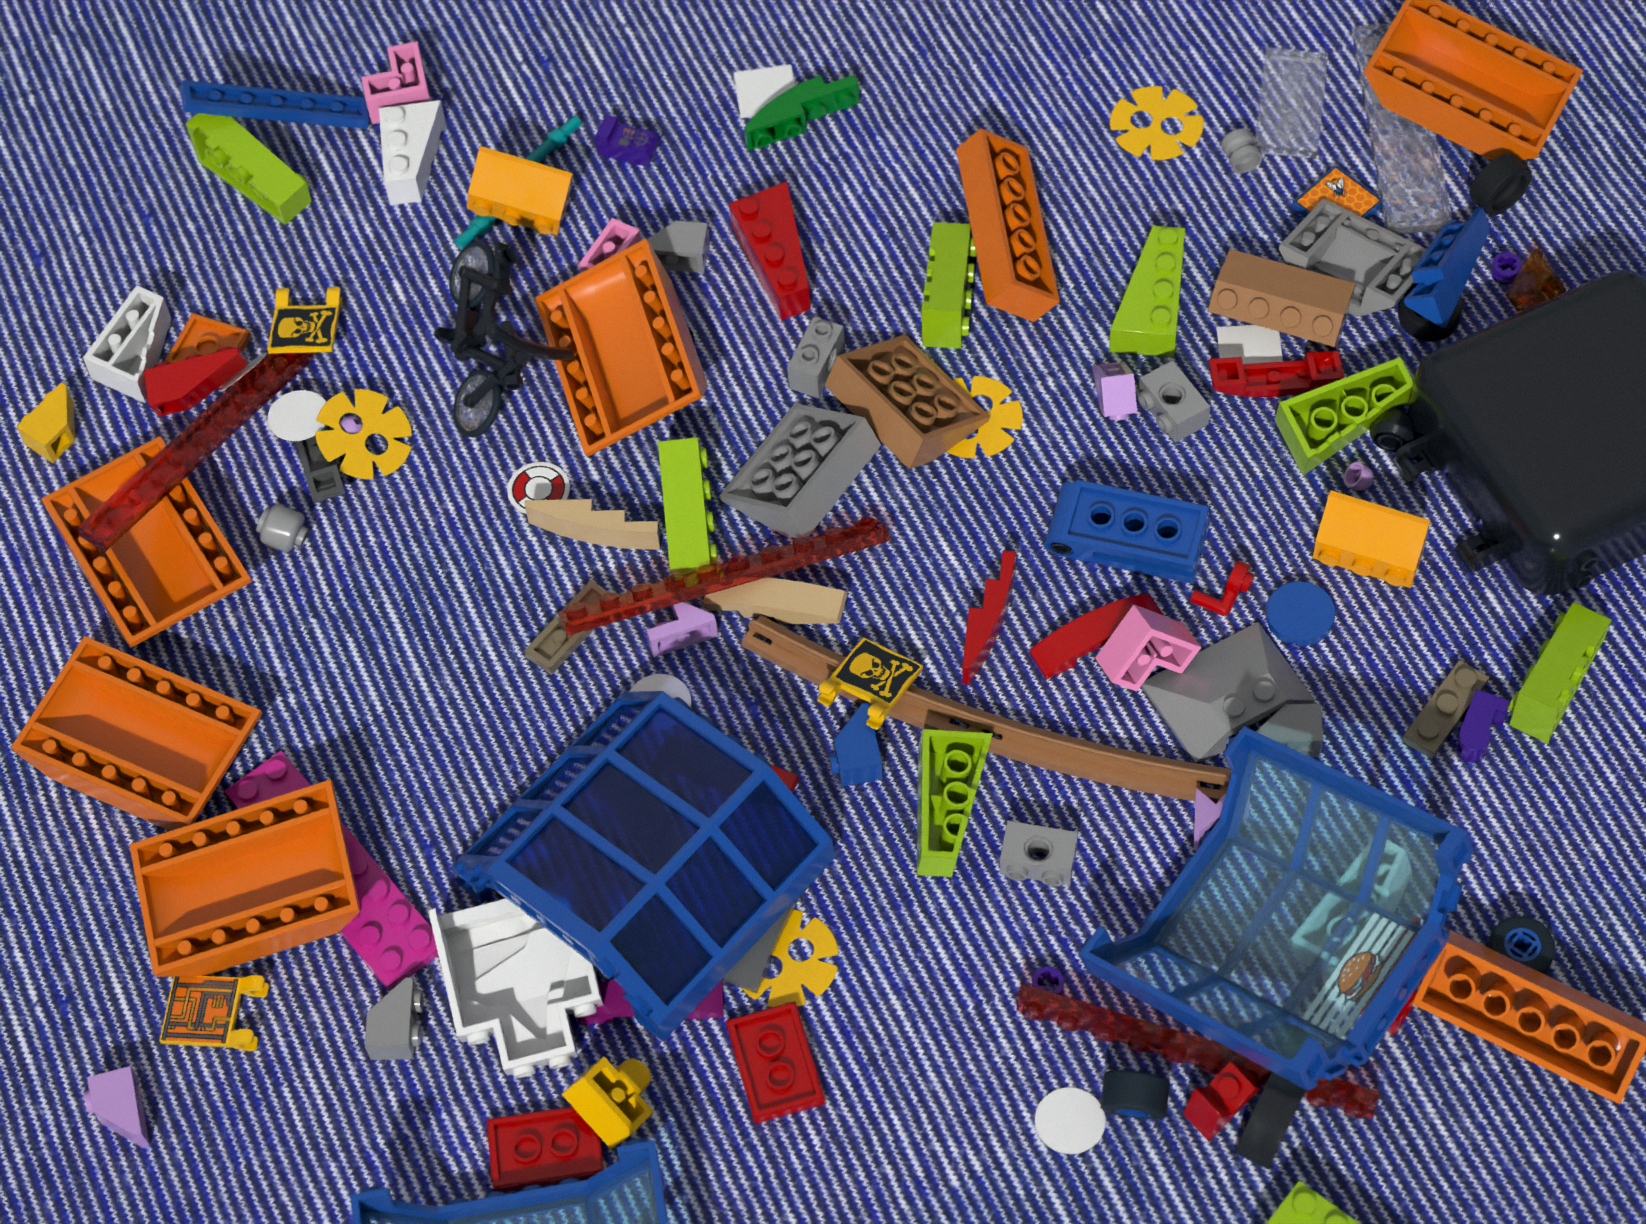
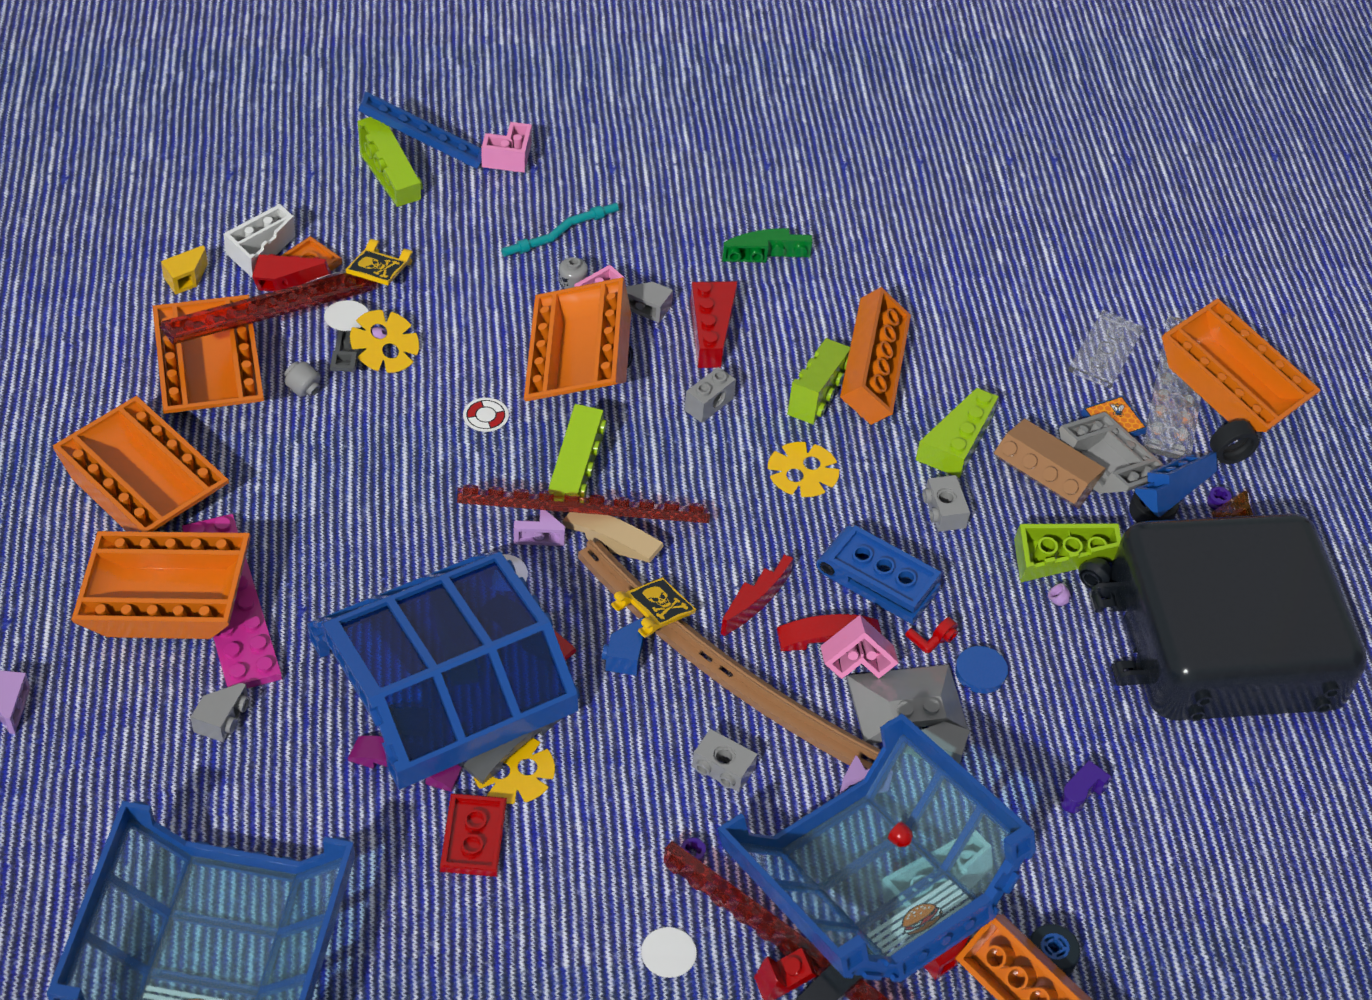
camera: 10 degrees right, 10 degrees down
(206, 1010) = (98, 659): flag -> none
(408, 147) = (497, 185): white wedge -> none
(474, 278) = (501, 271): black piece -> none
(515, 983) = (312, 713): white panel -> none
(519, 191) = (555, 228): light orange slope -> none
(542, 1149) = (283, 830): red tile -> none
(553, 644) = (450, 512): dark tan plate -> none
(565, 244) = (572, 271): none -> light grey head
(604, 527) = (504, 442): tan slope -> none
(611, 1098) = (343, 812): yellow brick -> none
(625, 142) = (641, 228): dark purple leg -> none
(760, 86) = (744, 224): white sticker -> none
(802, 469) = (669, 460): light grey slope -> none
(905, 399) = (759, 440): medium nougat slope -> none
(947, 785) = (679, 693): lime wedge -> none
(1115, 390) = (908, 483): lavender slope -> none
(1135, 1094) = (722, 948): black wheel -> none
(1151, 100) = (1005, 345): yellow piece -> none
(1242, 153) = (1059, 365): light grey wheel -> none
(1250, 342) = (1014, 492): white sticker -> none
(1275, 378) = (1021, 512): red slope -> none
(1296, 878) = (900, 835): none -> red hinge
(1371, 539) = (1051, 635): light orange slope -> none
(1445, 709) = (1060, 769): dark tan plate -> none
(1558, 672) = (1155, 771): lime wedge -> none

